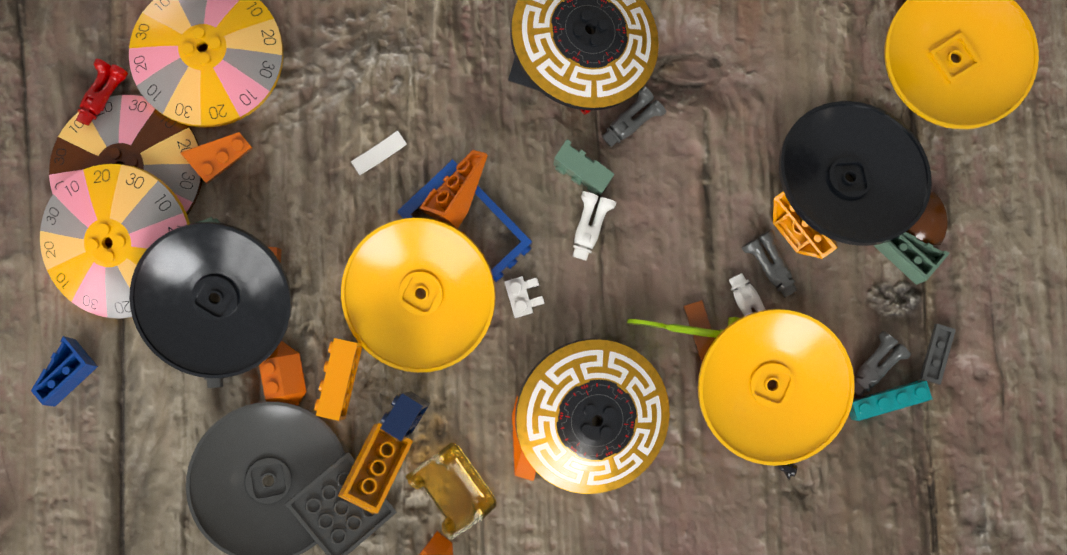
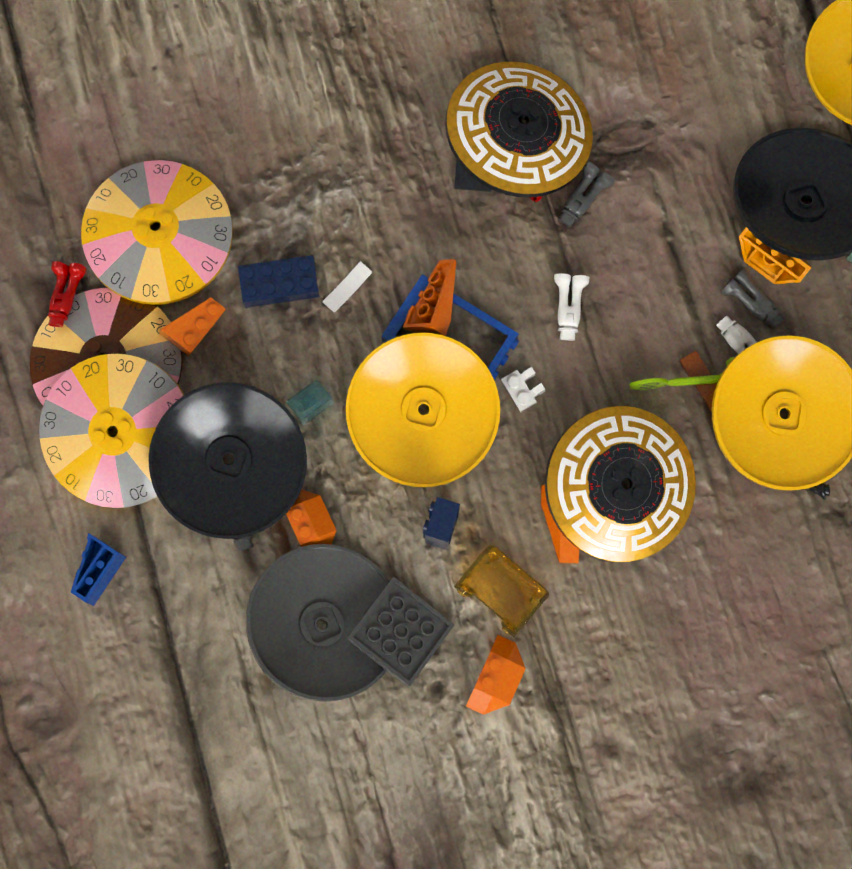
camera: 10 degrees left, 5 degrees down
(311, 131) = (278, 281): none -> dark blue brick
(312, 258) = (310, 402): none -> clear light blue slope
(339, 379) = (367, 508): light orange brick -> none
(374, 470) = (424, 584): light orange brick -> none
(582, 169) = (548, 253): sand green wedge -> none

